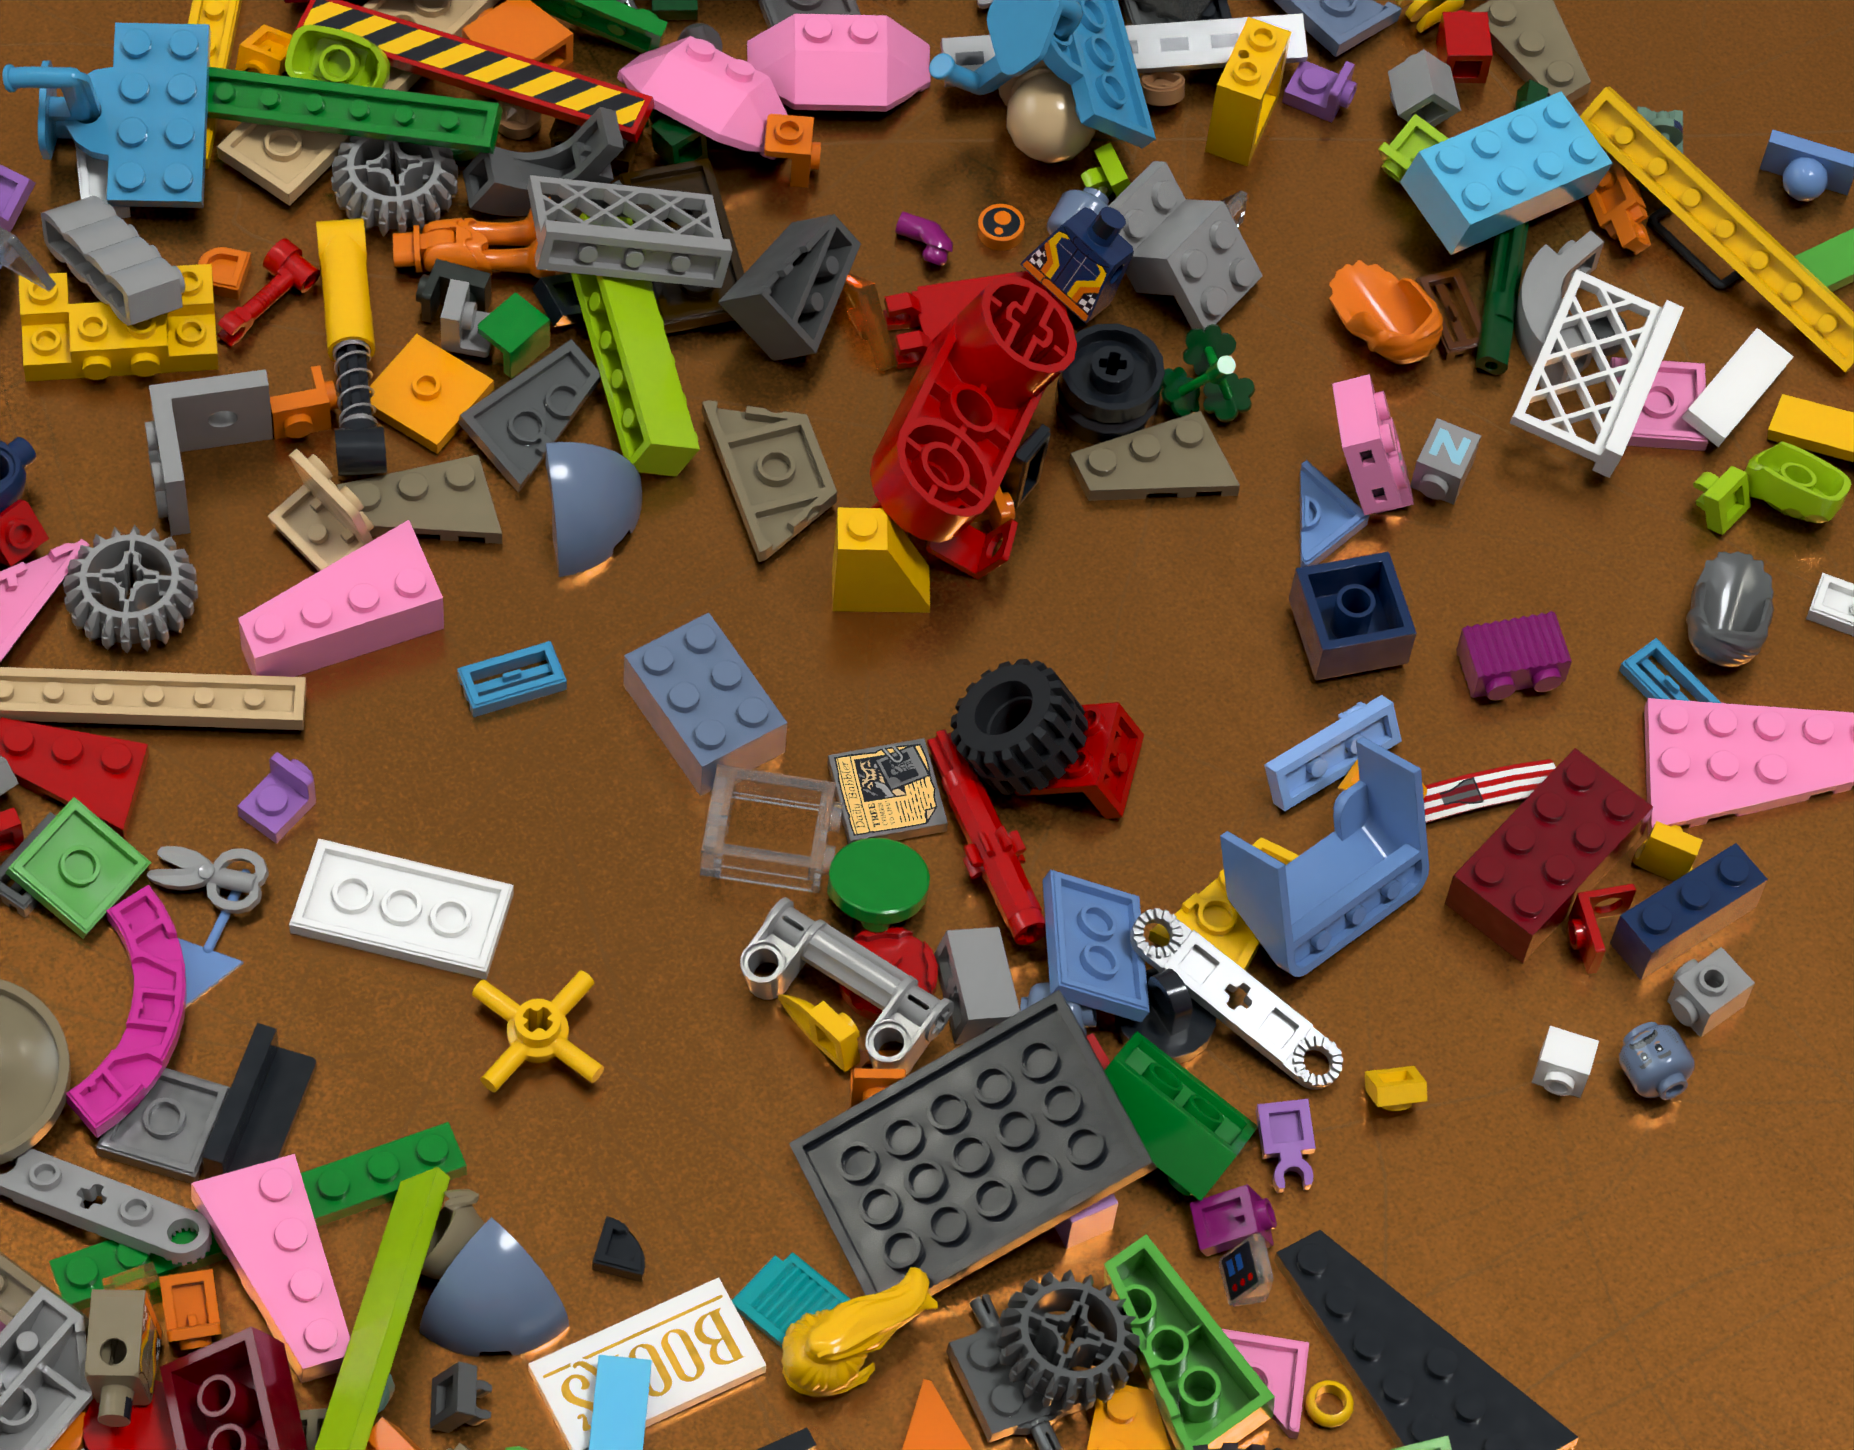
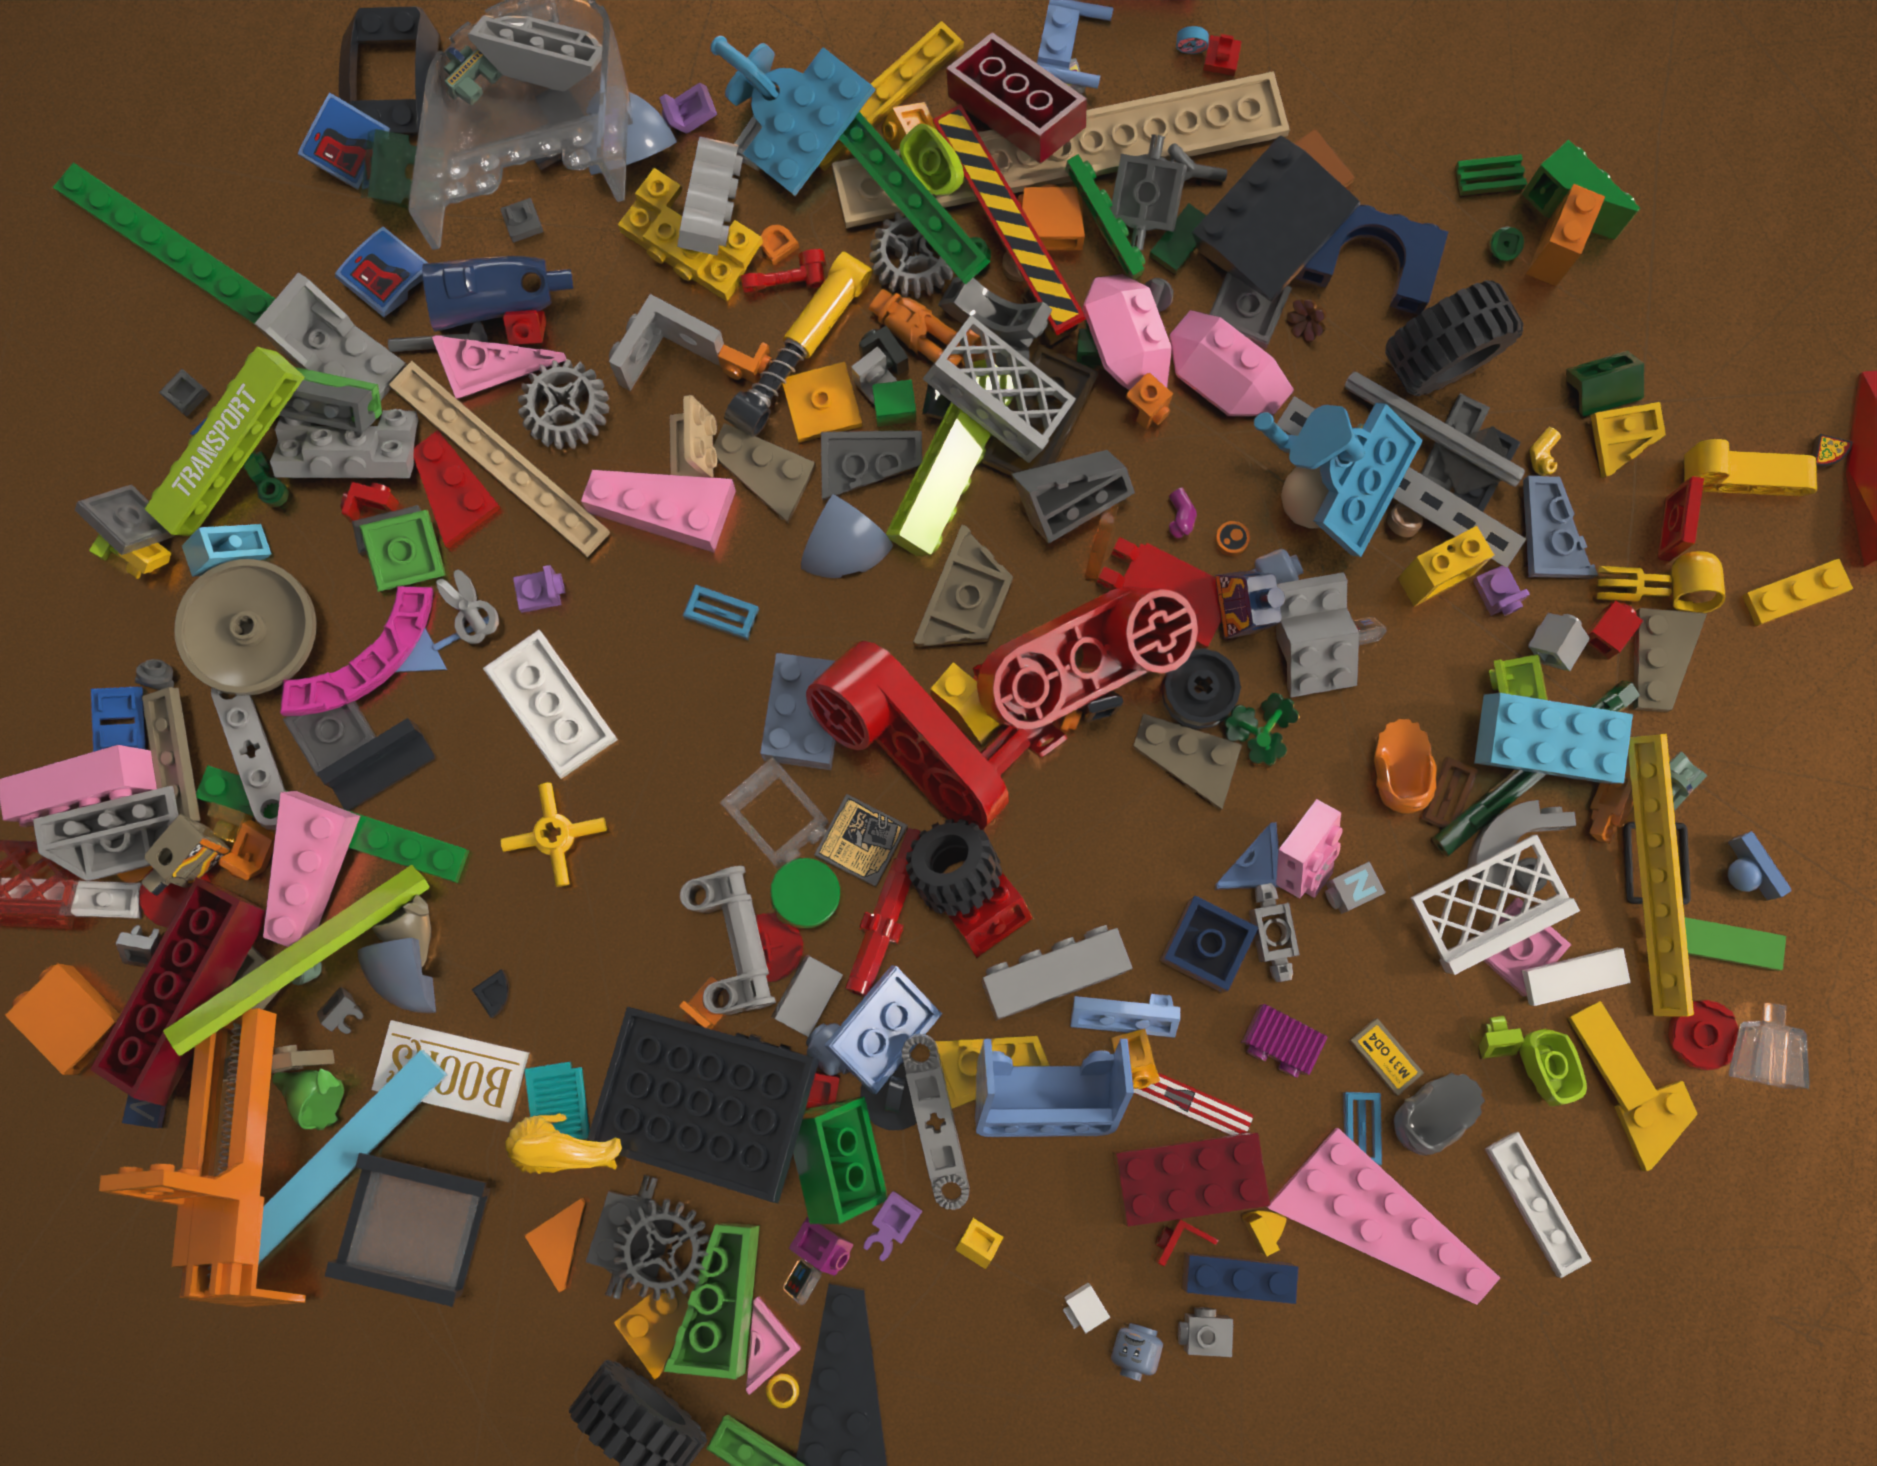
camera: 45 degrees right, 20 degrees up
(793, 606) = (875, 698): none -> red beam
(830, 1032) = (703, 961): yellow plate -> none
(1108, 177) = (1320, 557): lime tile -> none
(1222, 755) = (1057, 973): none -> light grey brick
(1428, 559) = (1281, 969): none -> light grey piece
(1628, 601) = (1386, 1057): none -> tile

